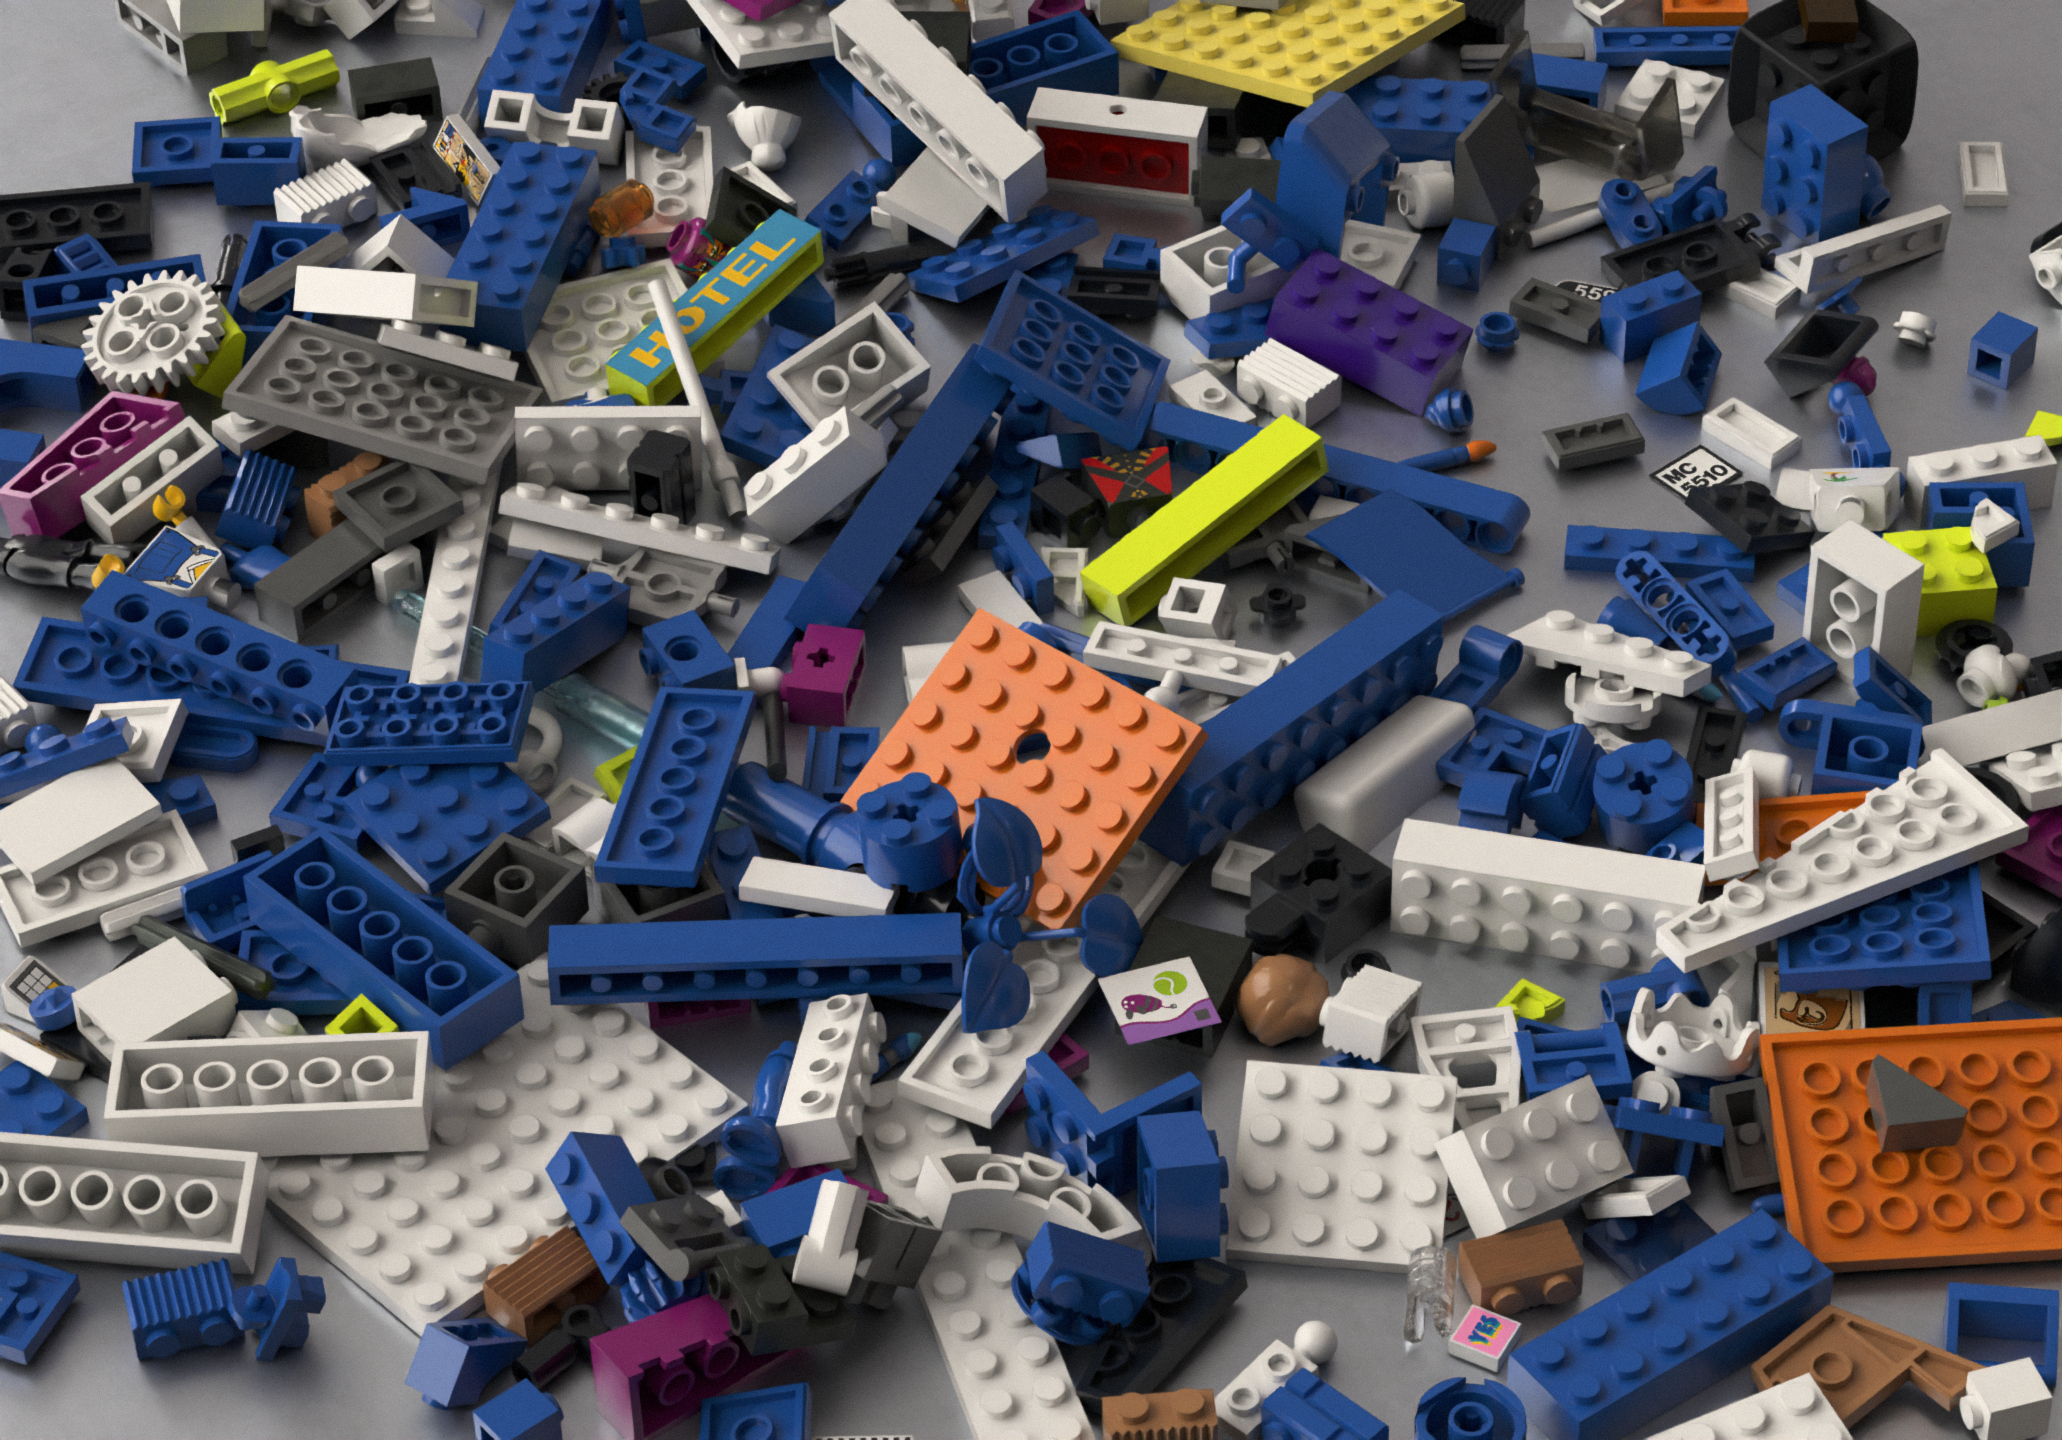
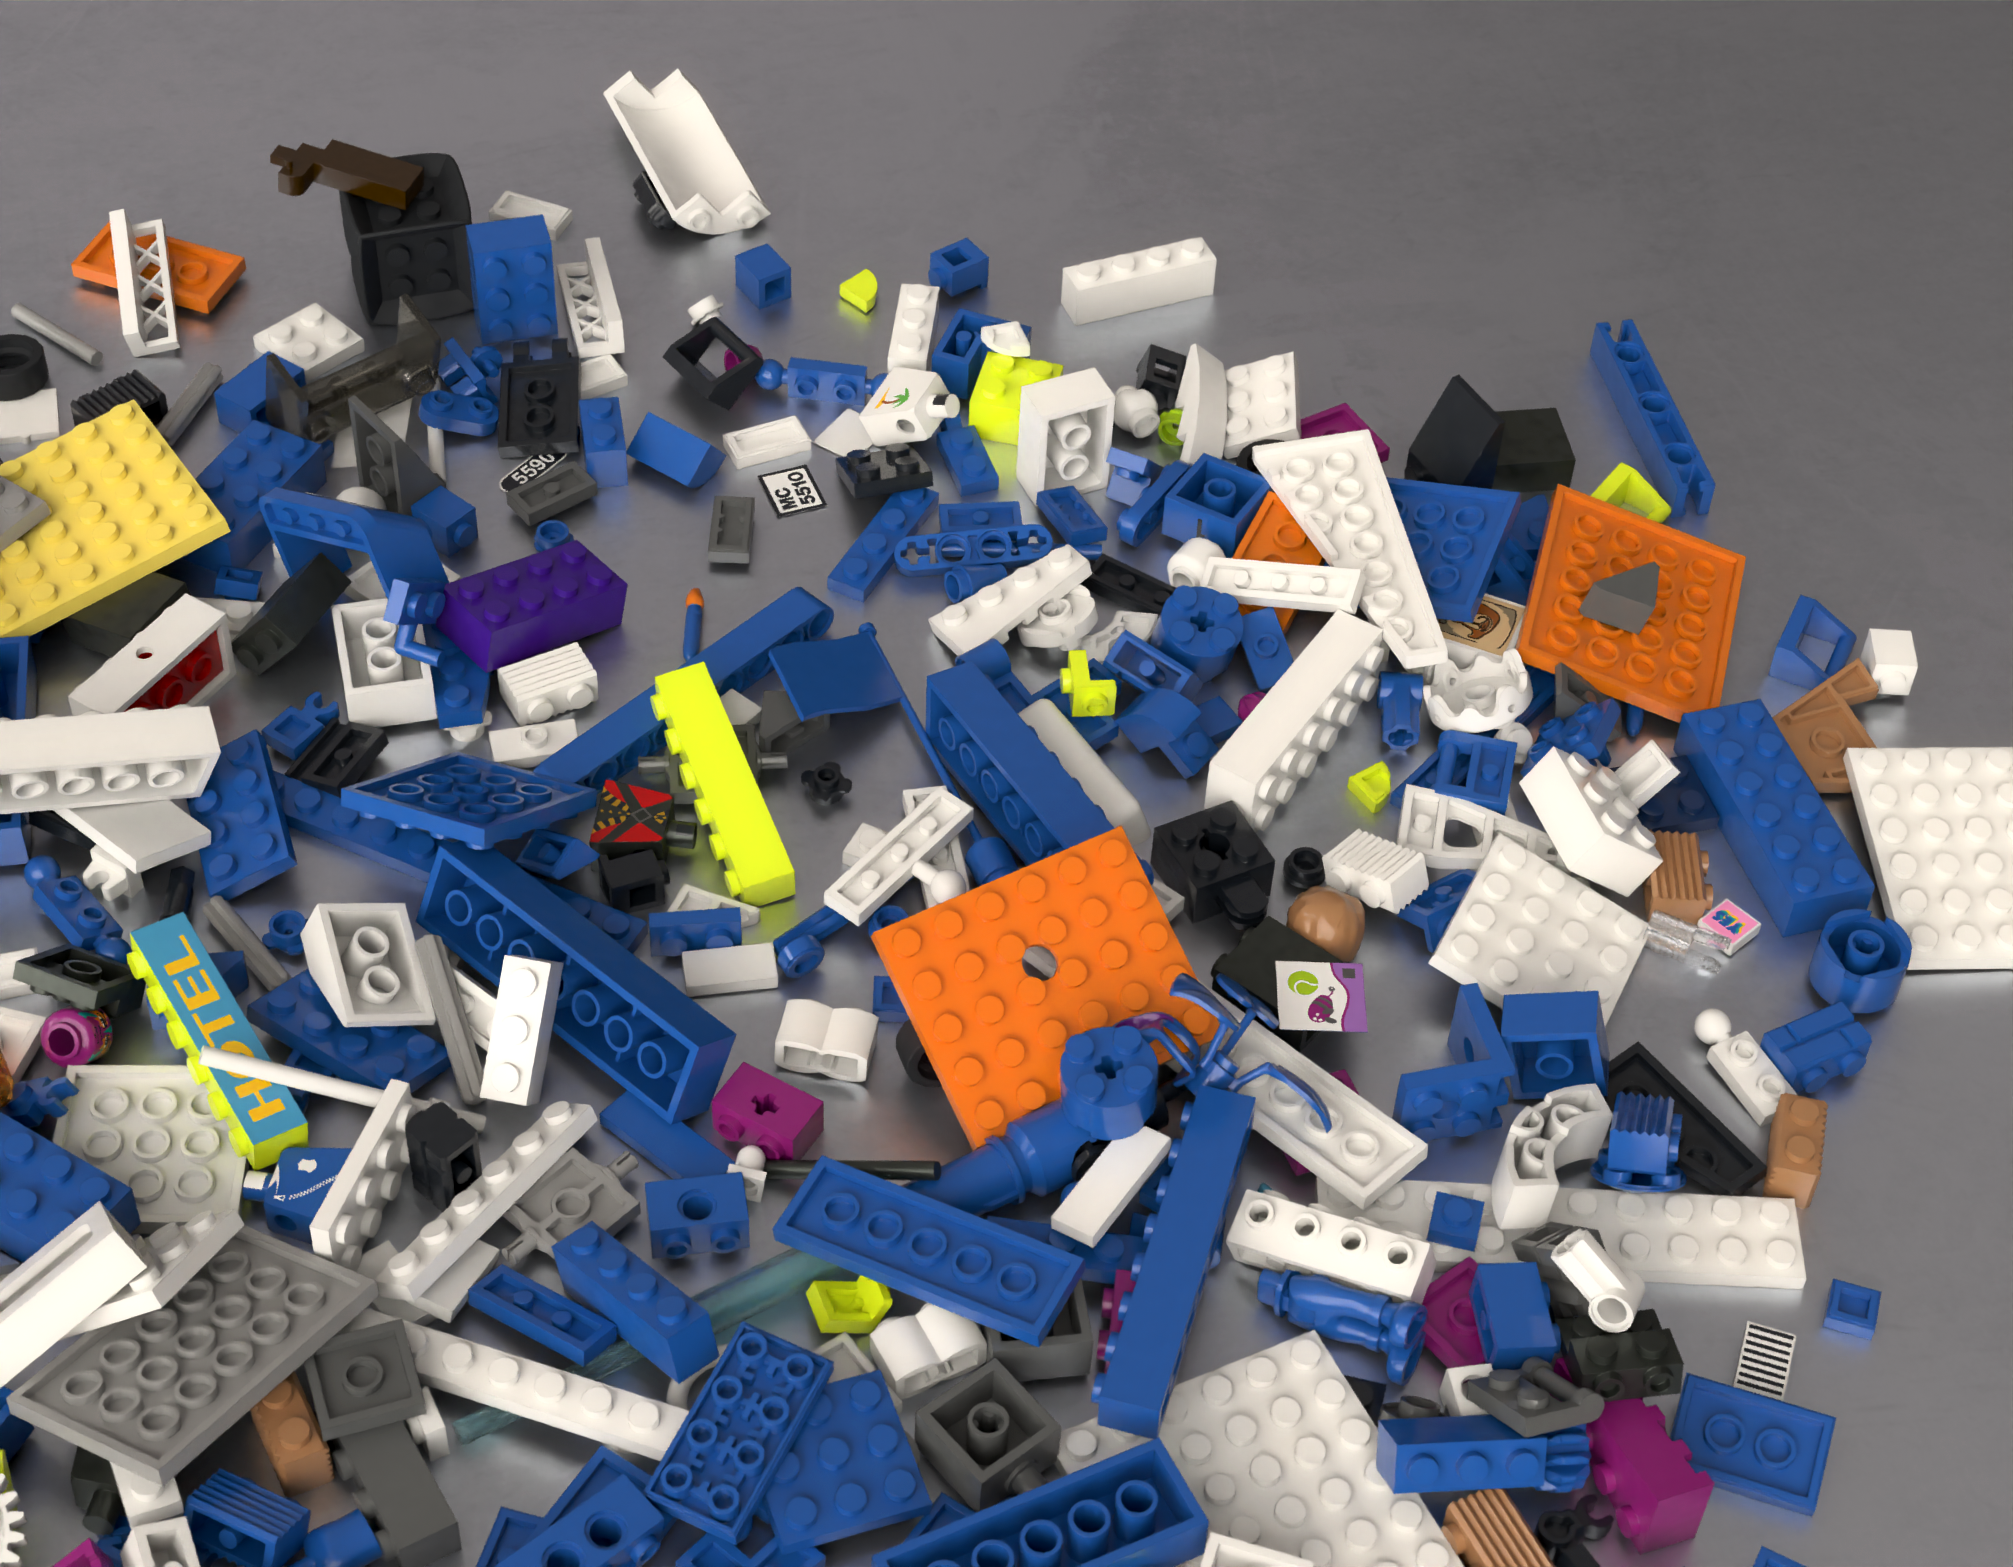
camera: 75 degrees left, 5 degrees up
(837, 759) = (891, 1134): blue plate -> none
(908, 1162) = (1455, 1221): none -> blue plate
(1197, 609) = (824, 821): white brick -> none
(1451, 410) = (642, 597): blue plate -> none
(1497, 725) = (1086, 695): none -> neon yellow bracket
(1672, 45) = (249, 312): blue plate -> none
(1843, 298) = (640, 334): blue plant -> none

